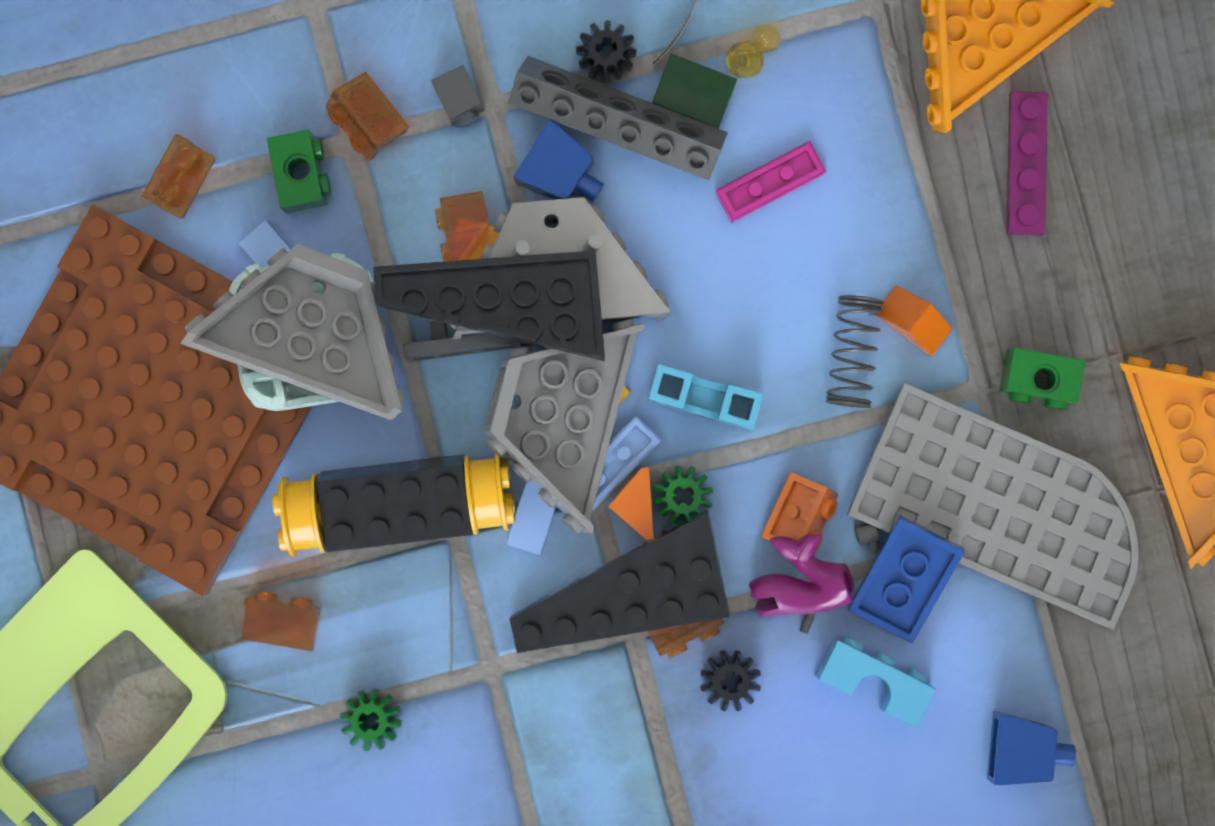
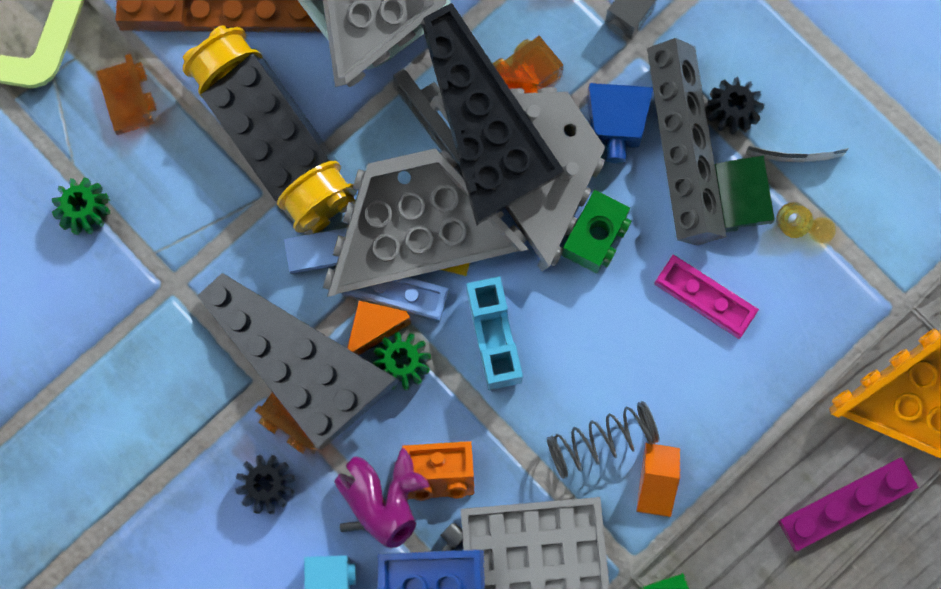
camera: 60 degrees right, 10 degrees down
(651, 227) = (603, 213): none -> green brick

